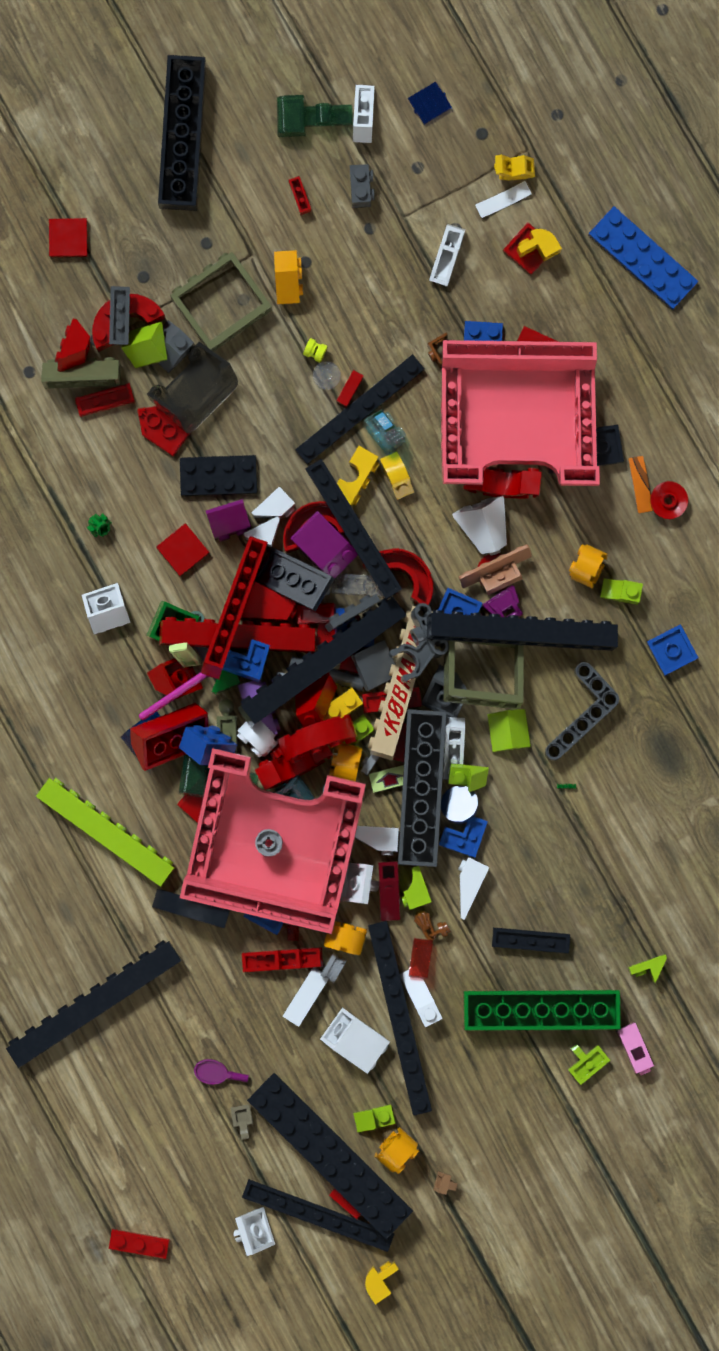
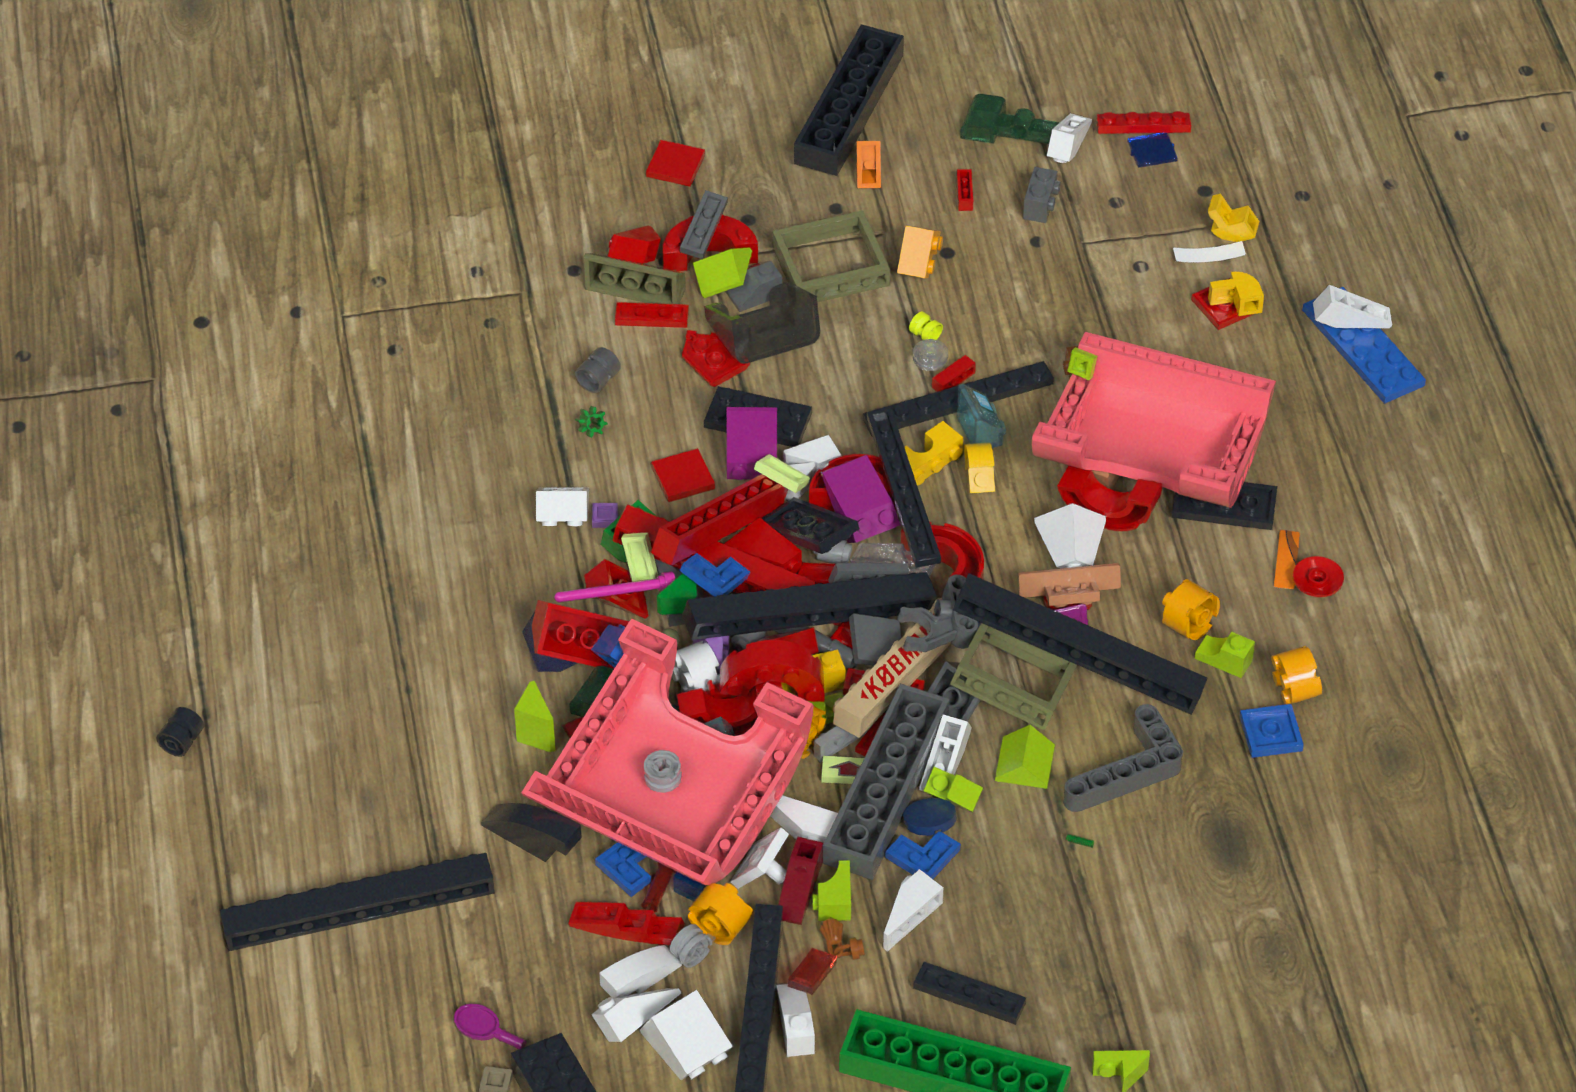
camera: 20 degrees right, 35 degrees down
(86, 474) = (597, 370): none -> flat silver wheel
(105, 832) = (458, 724): lime brick -> none
(139, 605) = (604, 514): none -> medium lavender tile
(159, 817) = (534, 720): none -> lime slope
(219, 197) = (868, 164): none -> orange slope
(259, 540) = (782, 473): none -> yellowish green tile
(312, 1033) = (625, 1014): none -> white slope
(415, 79) = (1143, 122): none -> red plate
(447, 255) = (1122, 280): white slope -> none
(449, 369) = (1082, 363): none -> lime tile
(629, 239) = (1349, 310): none -> white slope
(679, 600) = (1296, 675): none -> light orange brick

